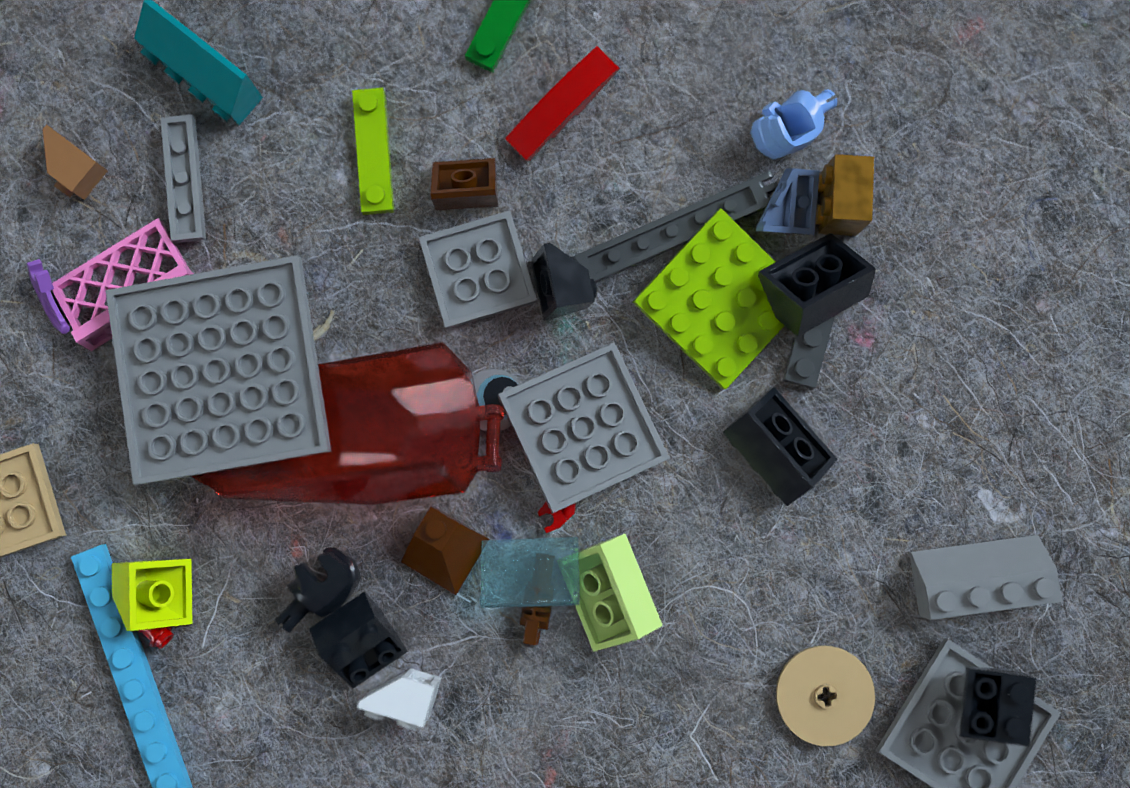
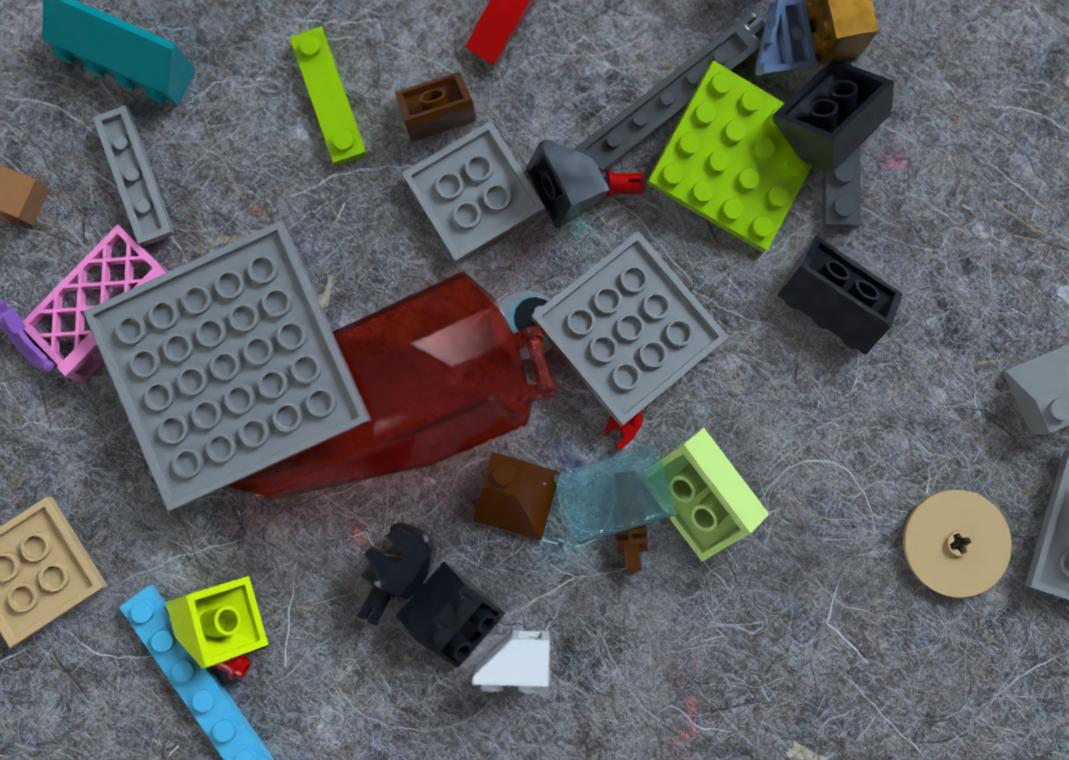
camera: 15 degrees left, 0 degrees up
(612, 295) = (624, 183): none -> red pin

